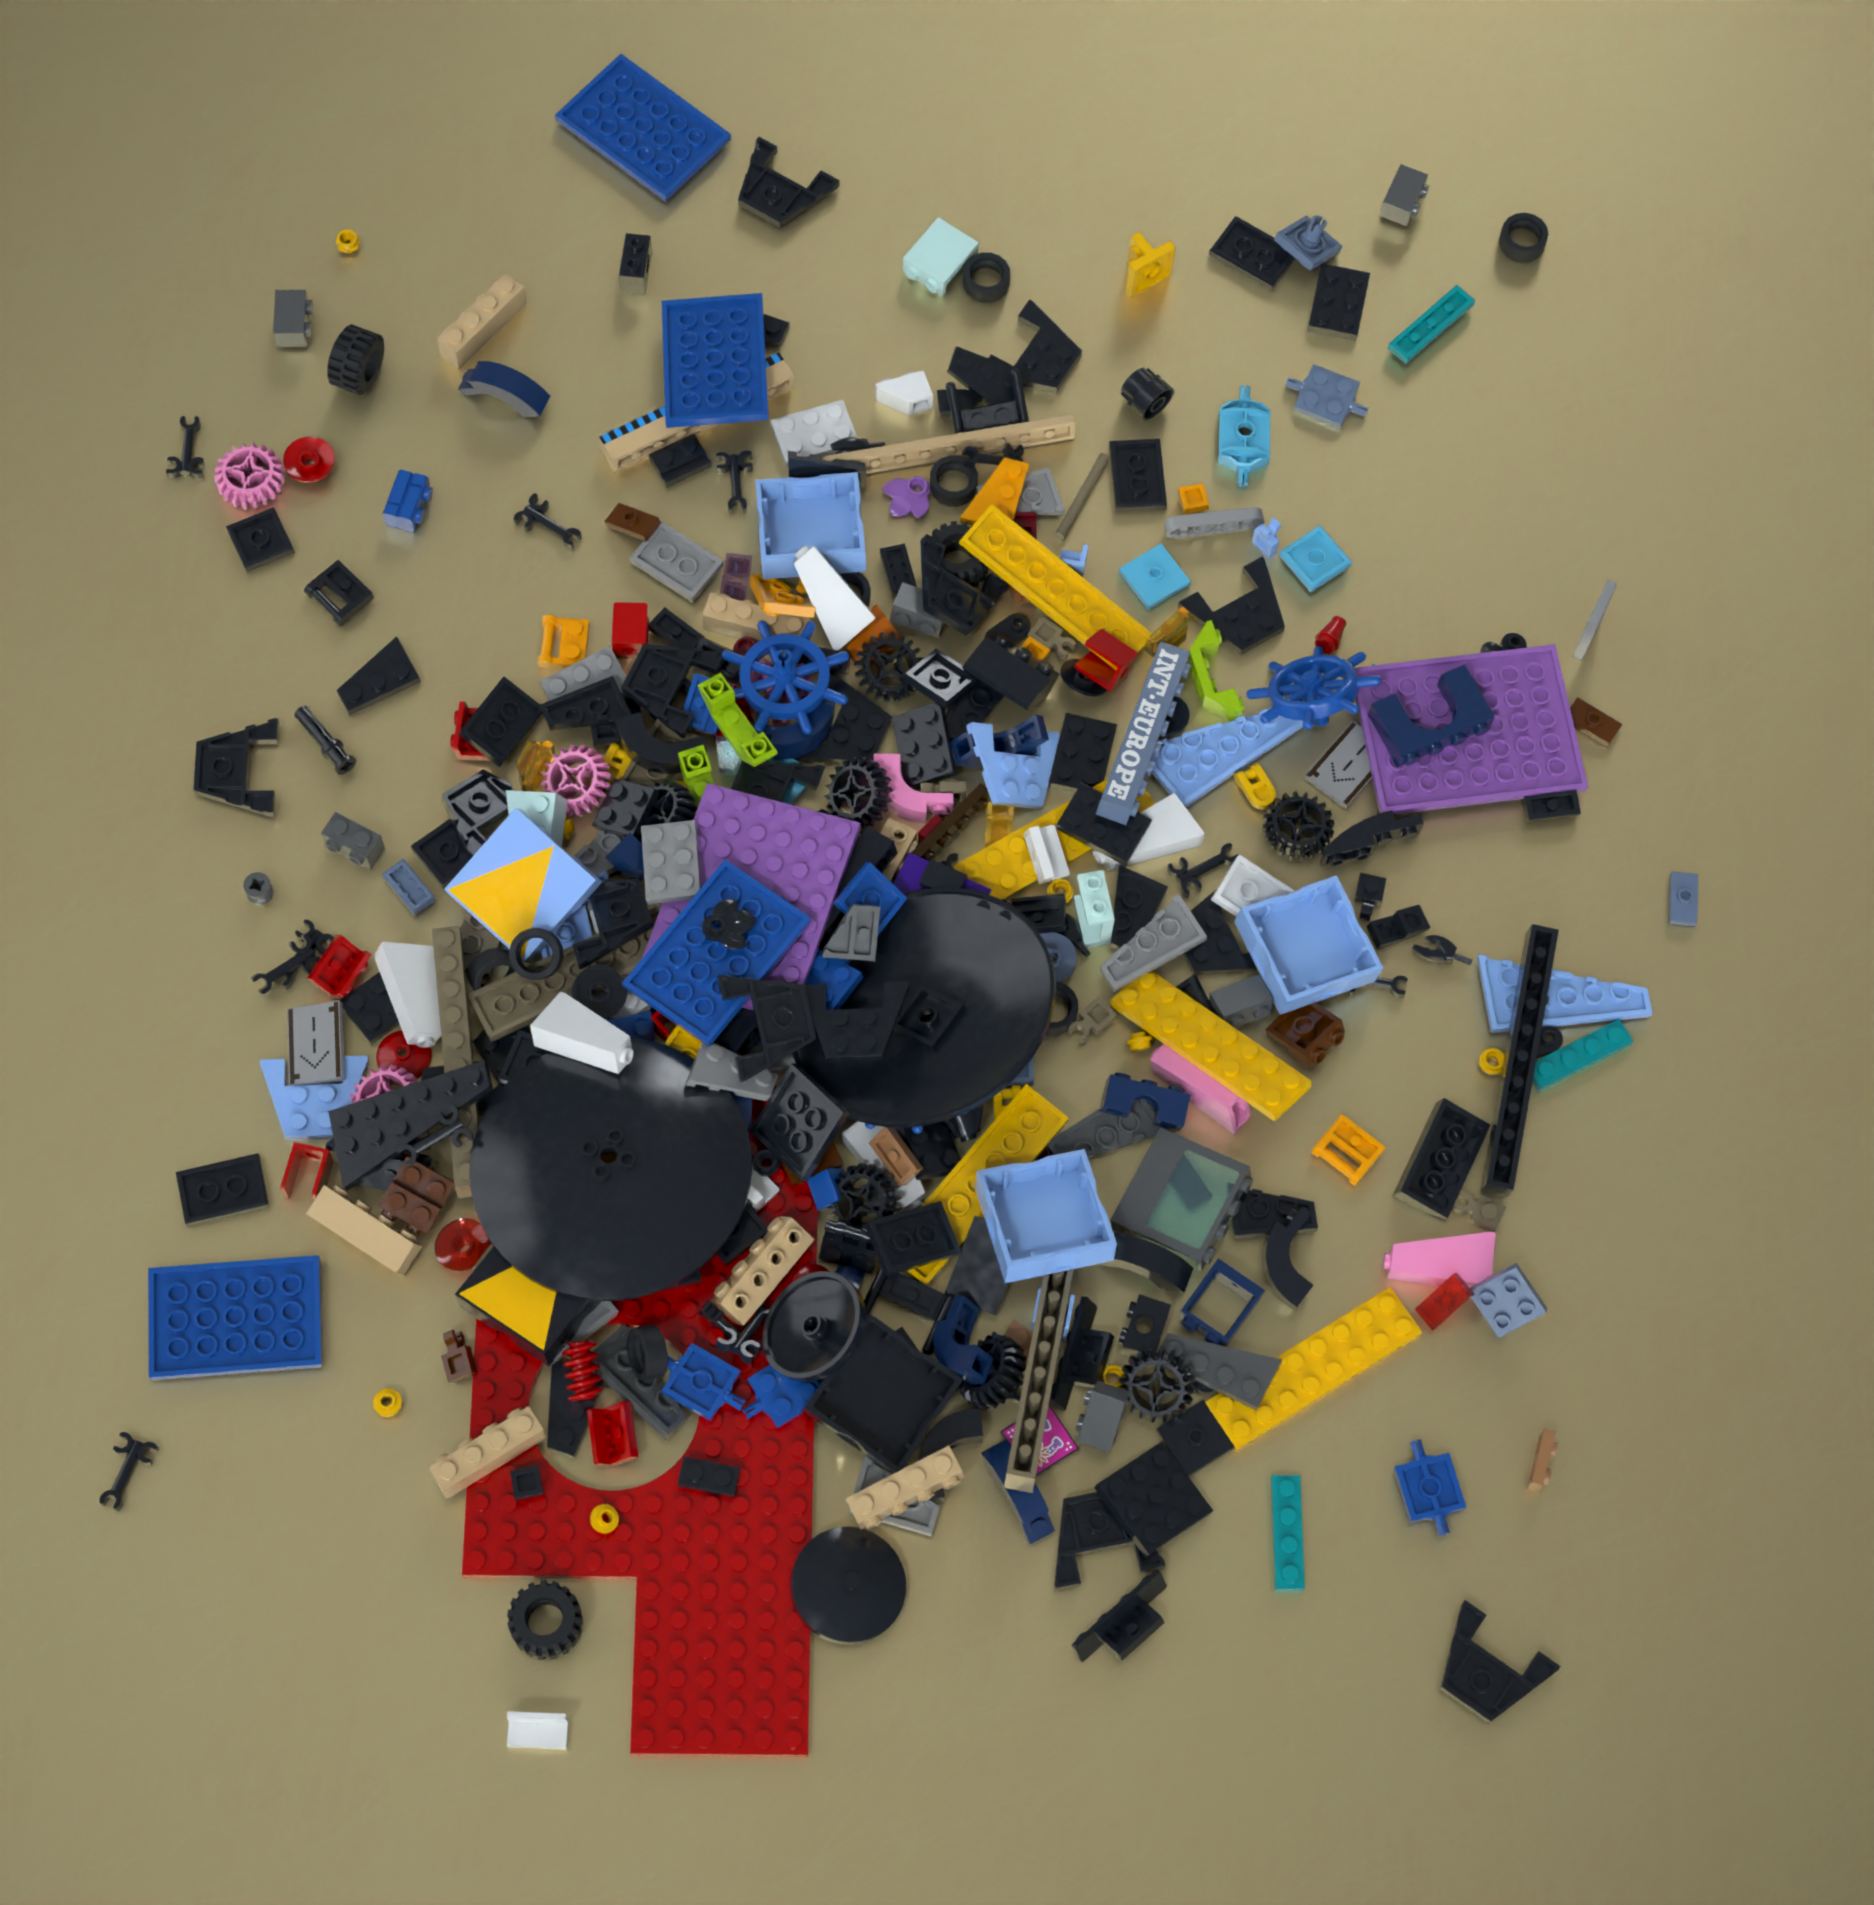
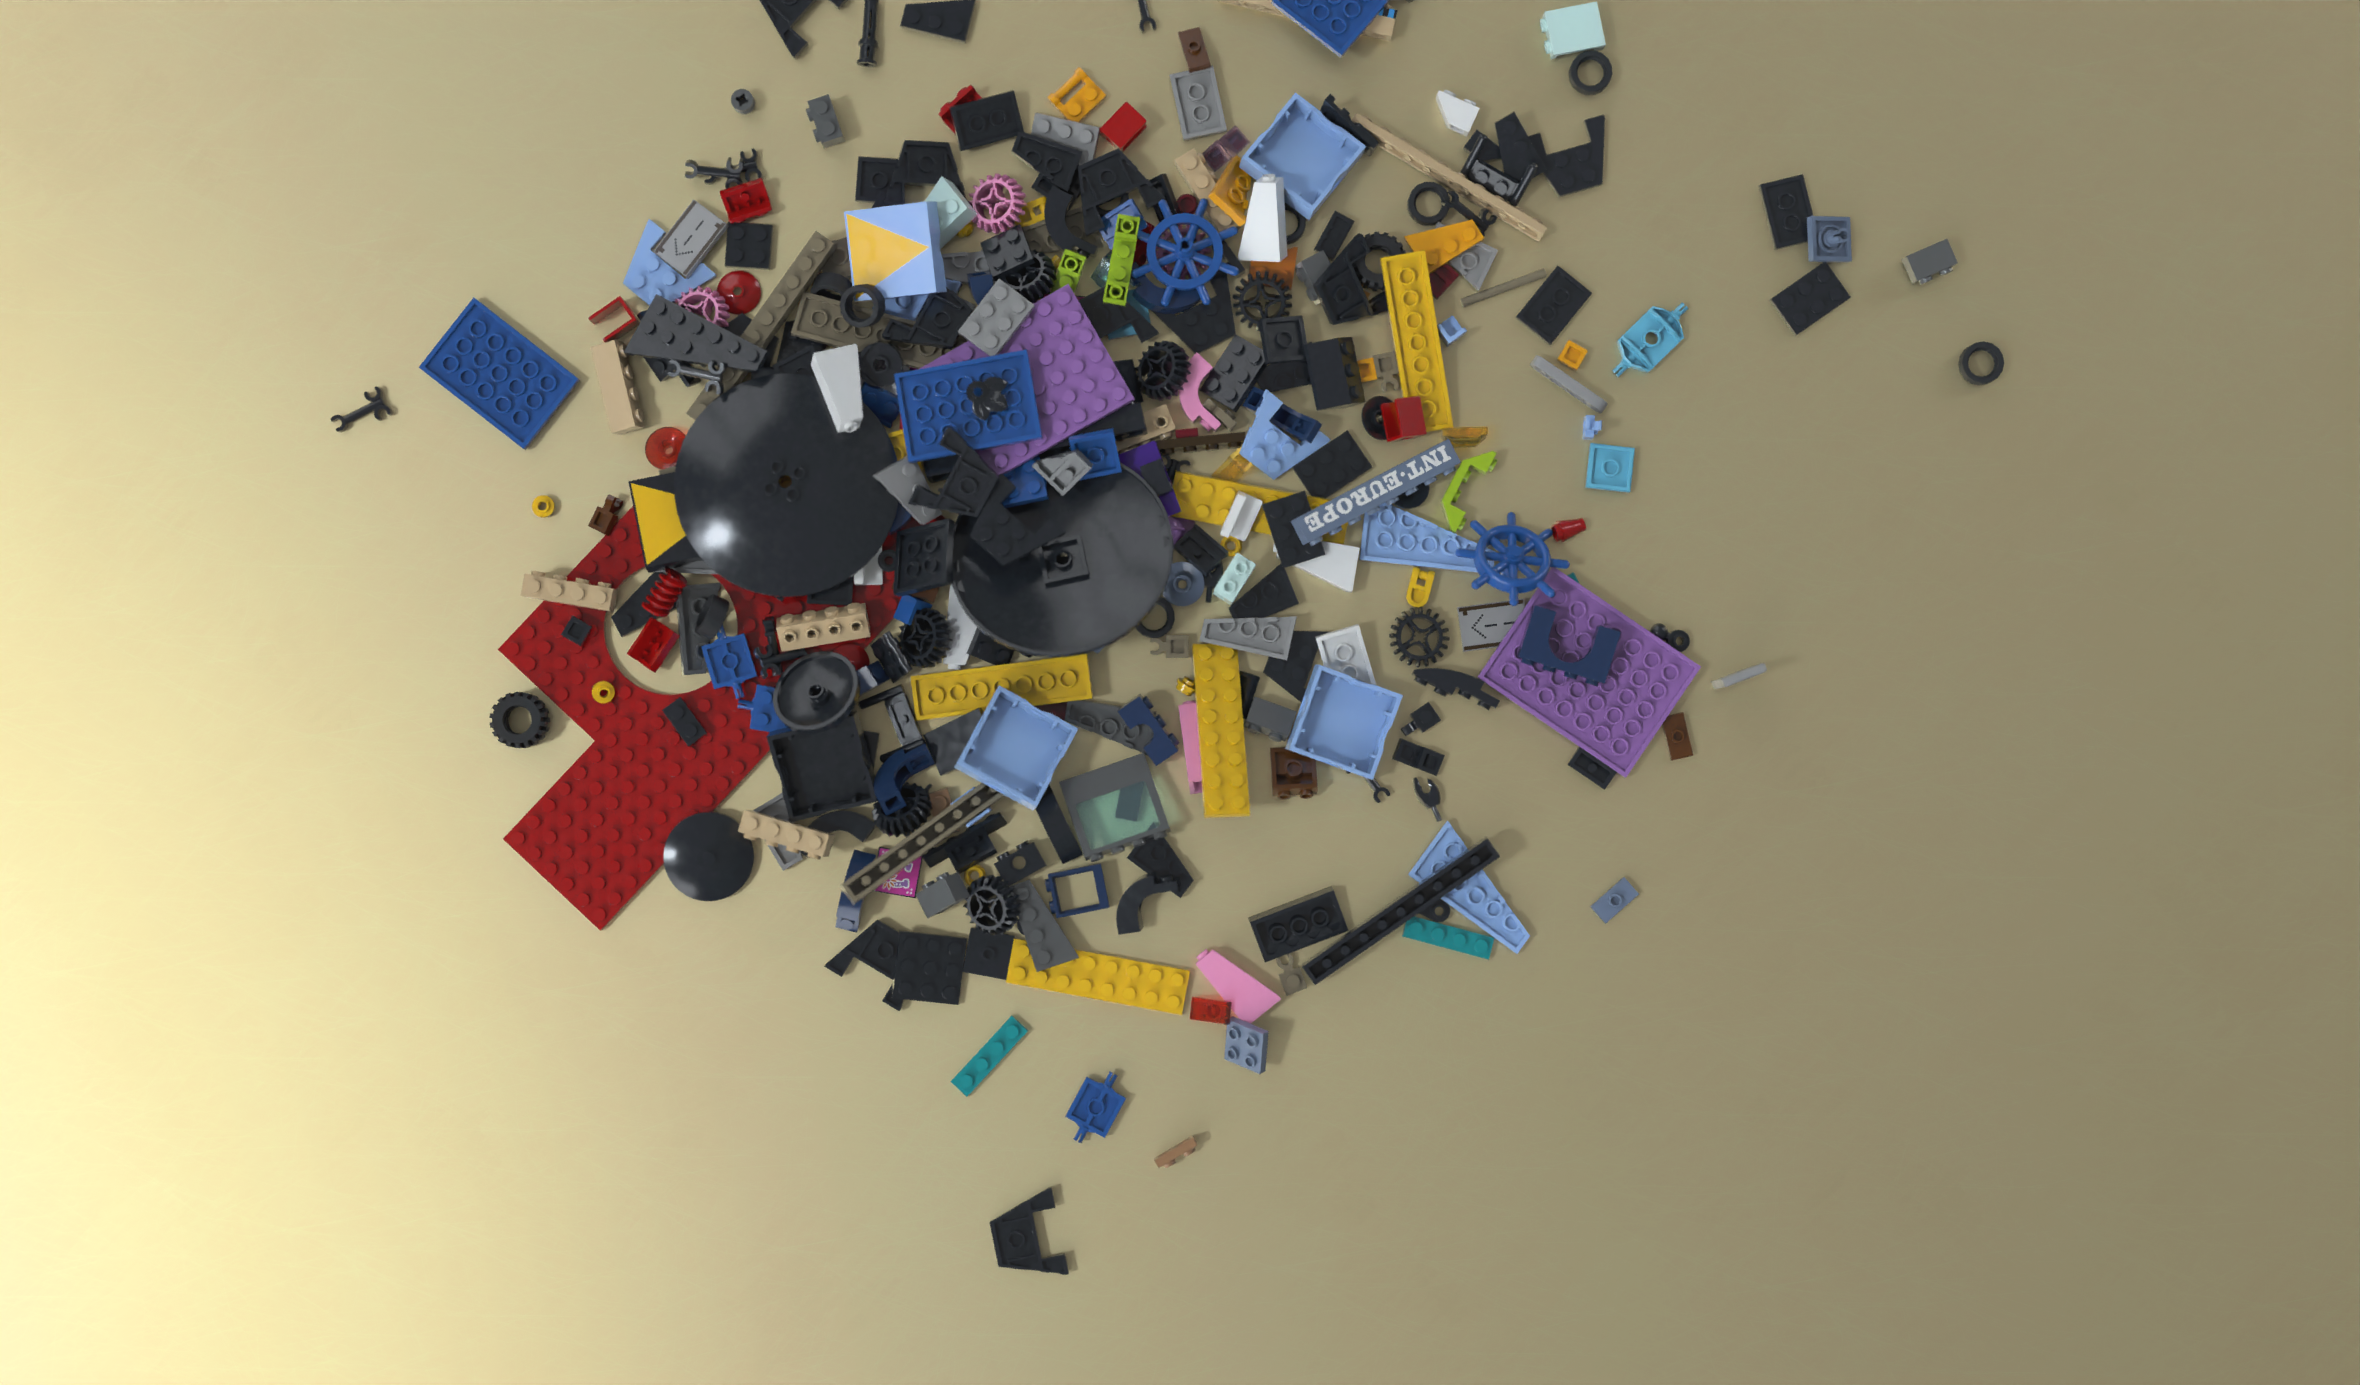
camera: 45 degrees right, 20 degrees up
(222, 1189) = (559, 283): black tile -> none
(408, 887) = (835, 182): sand blue plate -> none
(412, 988) = (775, 255): white slope -> none
(416, 1196) = (664, 395): reddish brown plate -> none
(532, 763) = (980, 167): clear yellow slope -> none
(537, 1730) = (463, 779): white panel -> none
(674, 630) = (1152, 153): black plate -> none
(680, 460) = (1267, 30): black plate -> none
(735, 464) = (1298, 63): black bar -> none
(813, 430) = (1371, 87): white plate -> none
(853, 444) = (1385, 120): black hand -> none
(895, 1155) = (964, 632): medium nougat plate -> none
(907, 500) = (1386, 189): medium lavender plate -> none
(912, 1238) = (927, 689): black plate -> none
(1008, 628) = (1363, 341): black plate -> none
(1126, 1623) = (846, 1023): black bracket -> none
(1146, 393) = (1612, 254): black piece -> none
(1147, 265) = (1700, 161): yellow bracket -> none
(1154, 576) = (1495, 386): medium azure plate -> none
(1189, 877) = (1318, 606): black bar -> none
(1247, 619) = (1526, 469): black wing -> none
(1326, 396) = (1732, 360): sand blue plate -> none
(1354, 1143) = (1255, 867): light orange plate -> none
(1431, 324) = (1853, 371): teal plate -> none
(1491, 1053) = (1389, 885): yellow plate -> none

